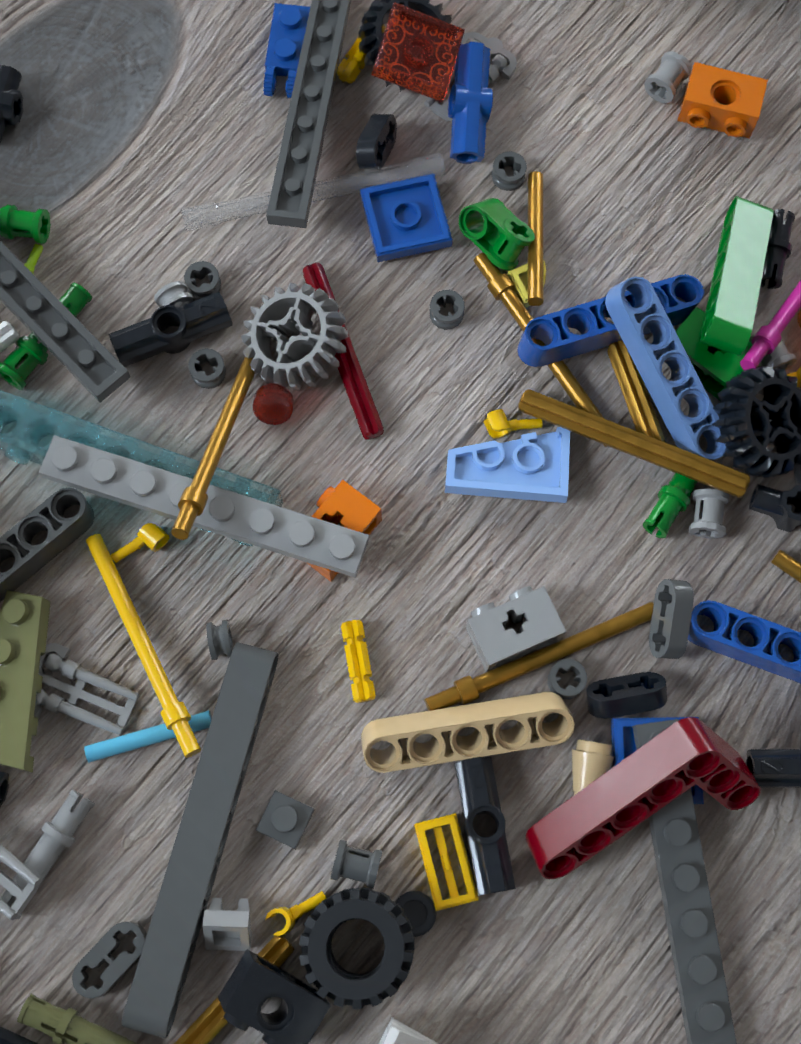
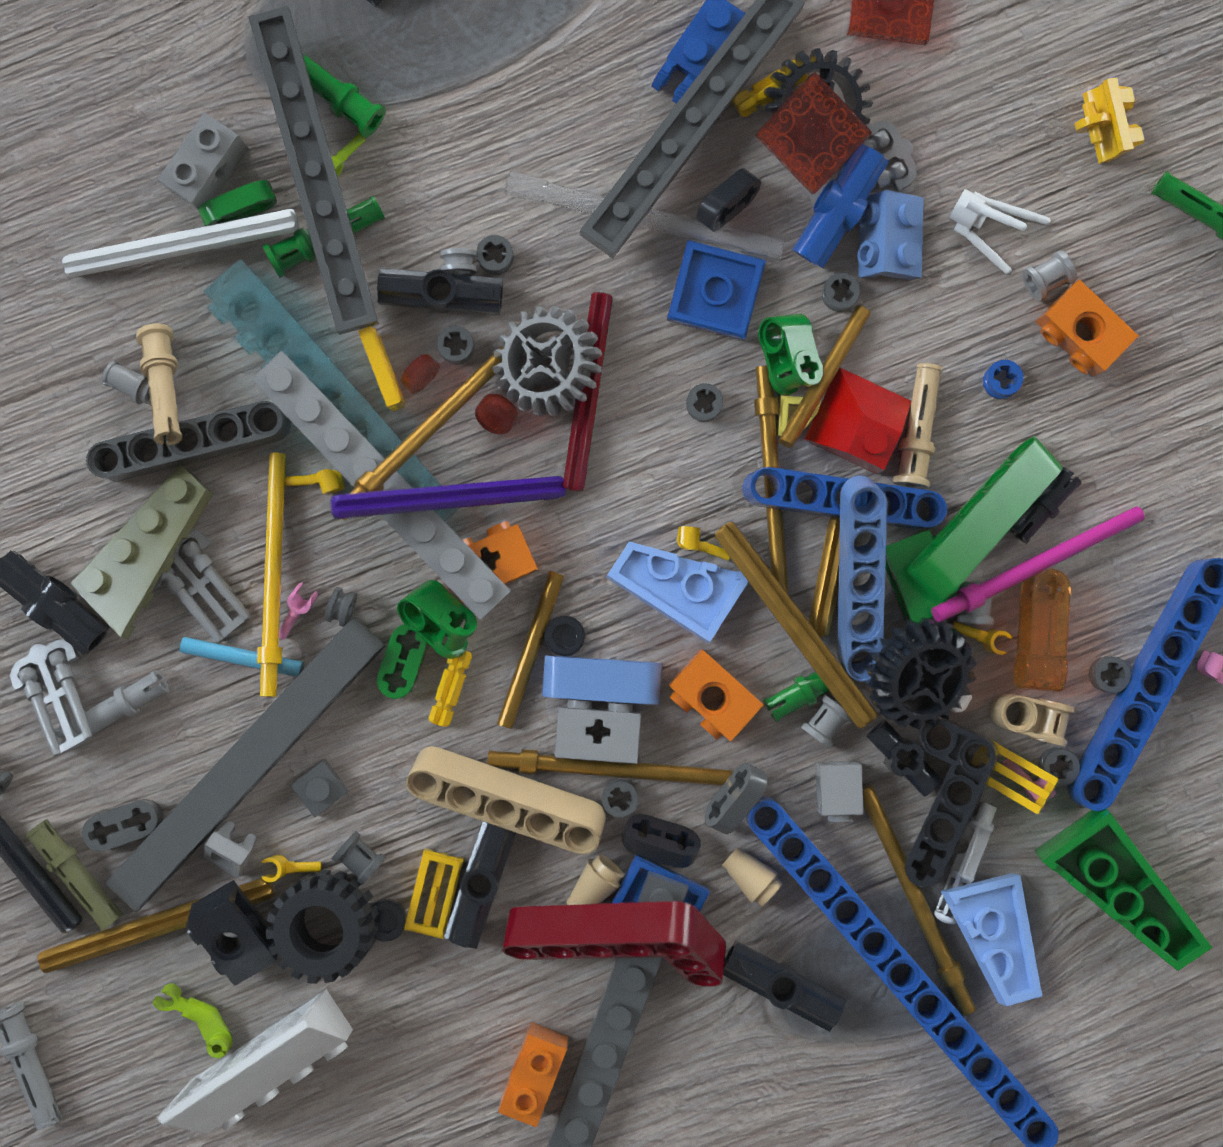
camera: 25 degrees right, 15 degrees up
(152, 416) = (382, 368): none -> yellow tile
(179, 663) = (297, 606): none -> bright pink hand
(188, 404) = (420, 373): none -> clear red tile
(265, 482) = (446, 497): none -> dark purple axle
(292, 661) = (393, 658): none -> green beam
(314, 599) = (437, 614): none -> green piece
(413, 591) = (530, 649): none -> pearl gold bar
(436, 563) = (564, 636): none -> black tile
(490, 579) = (602, 680): none -> medium blue beam
(524, 110) = (891, 236): none -> medium blue bracket
(578, 60) = (973, 210): none -> white plant
(584, 261) = (859, 421): none -> red slope
(621, 534) = (737, 705): none -> orange brick
(638, 984) = (533, 1074): none -> orange brick
(643, 254) = (926, 379): none -> tan pin
(676, 181) = (1013, 372): none -> blue bush
(727, 684) = (752, 876): none -> tan cone
(755, 565) = (839, 790): none -> light grey brick

